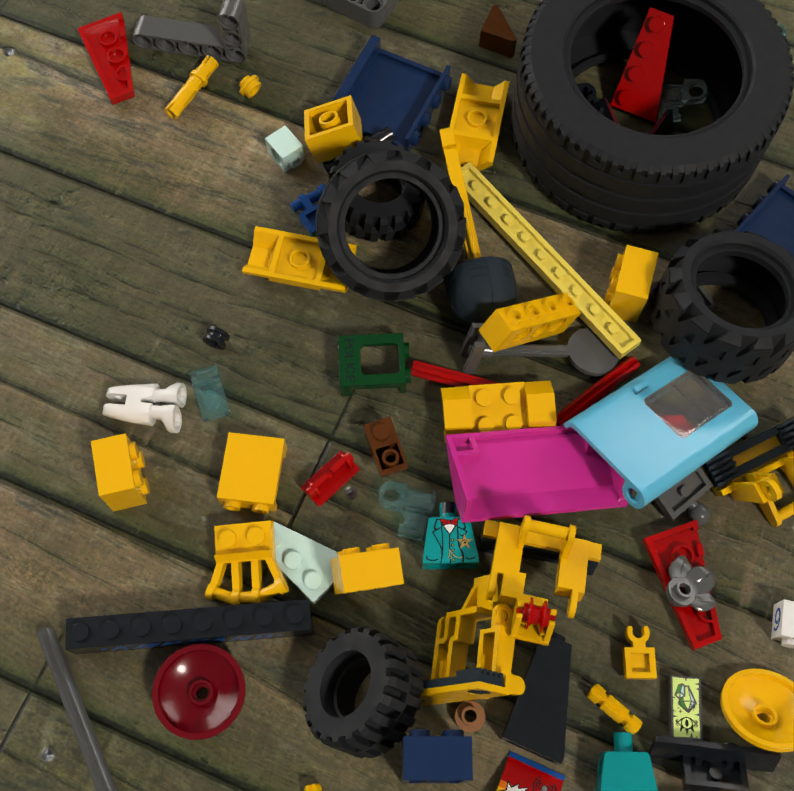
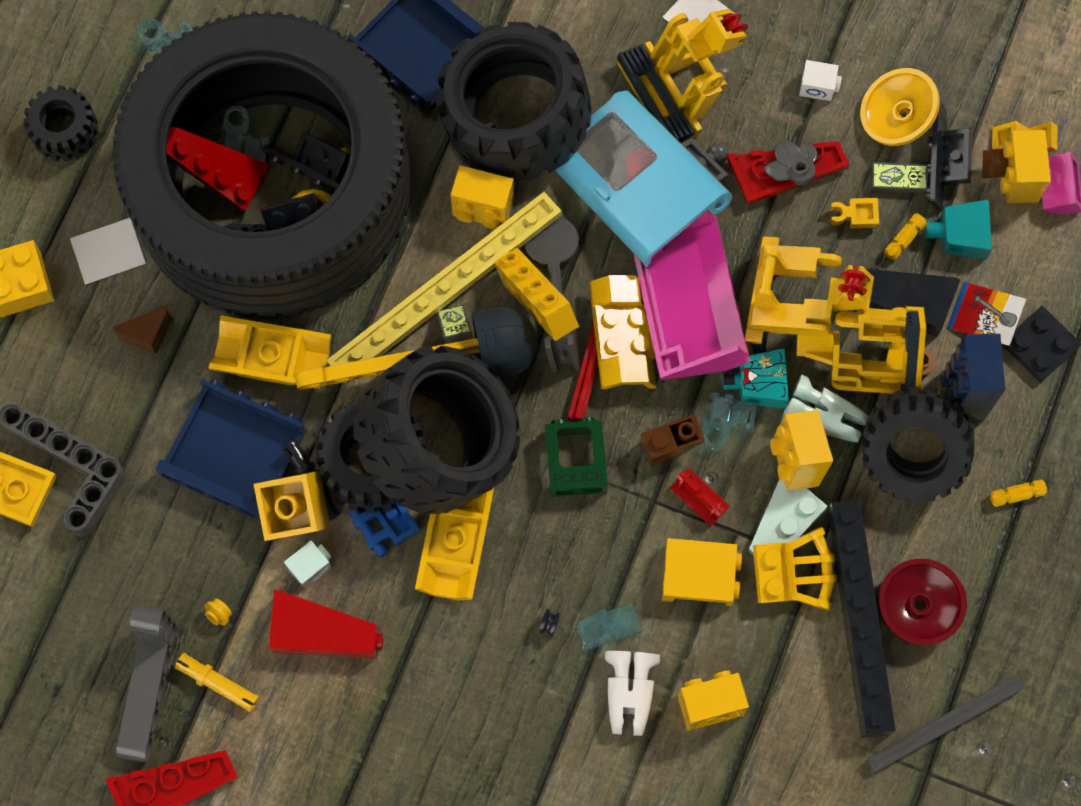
camera: 90 degrees left, 5 degrees up
(227, 156) = (317, 630): none -> red slope
(411, 609) = (831, 408): none -> light aqua piece
(512, 256) = (454, 324): none -> tile
(598, 390) = (594, 238): red axle -> none

